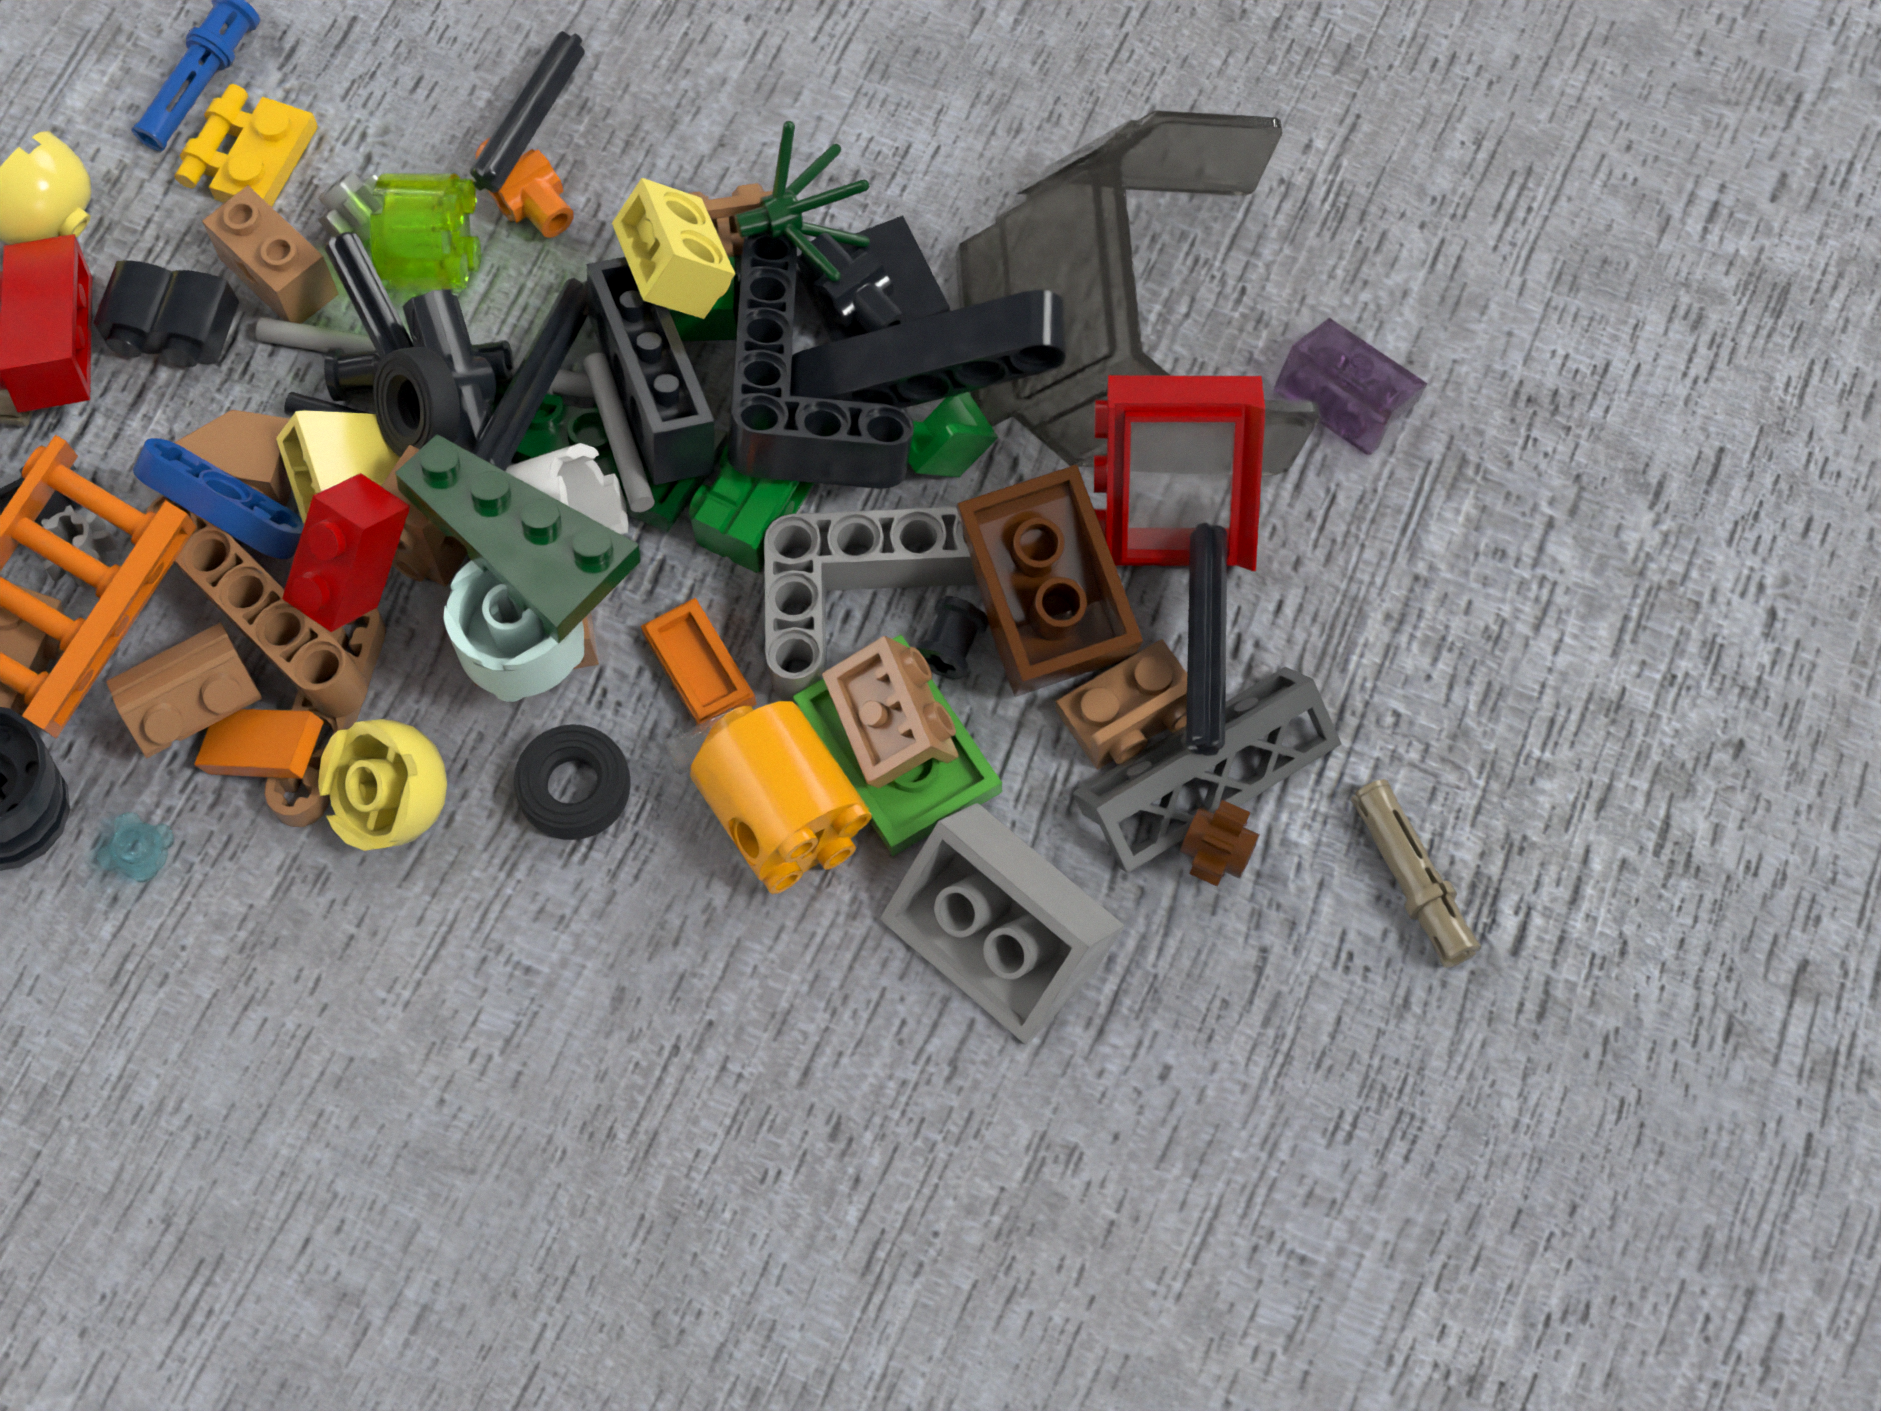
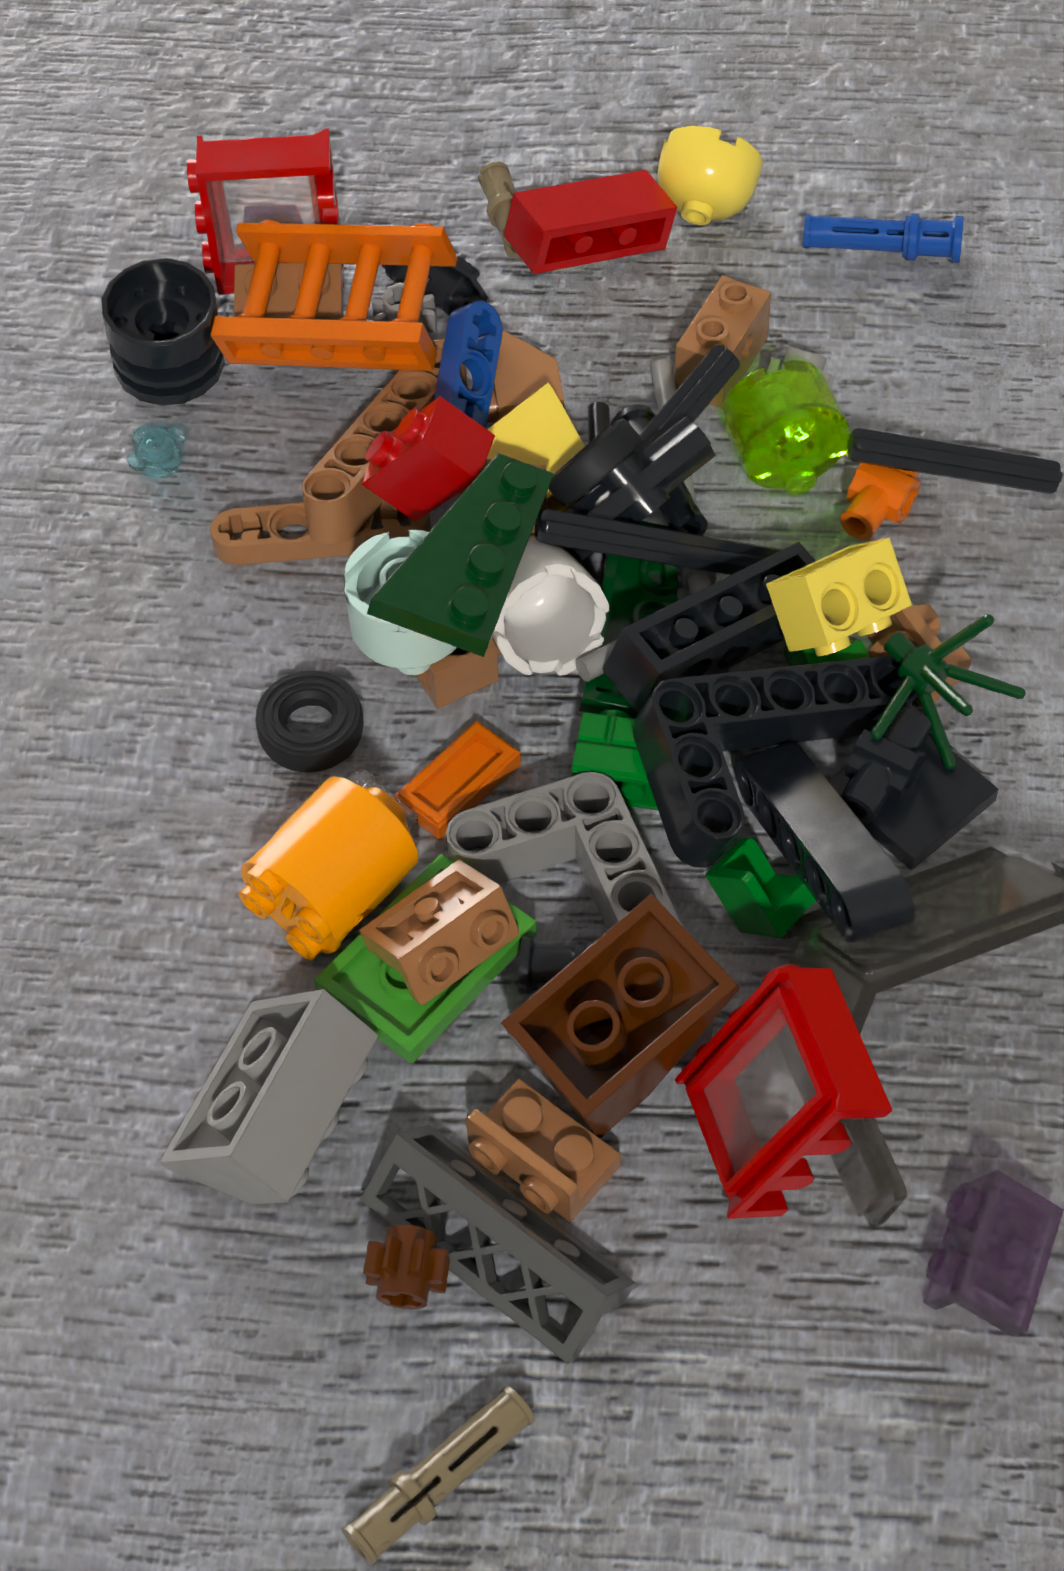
camera: 70 degrees right, 10 degrees down
(166, 313) = (641, 297): black brick -> none
(183, 690) = (288, 418): medium nougat brick -> none
(260, 744) = (265, 490): orange tile -> none
(263, 154) = (829, 309): yellow plate -> none
(382, 783) = (253, 583): light yellow cylinder -> none
(1207, 640) = (612, 1178): black axle -> none

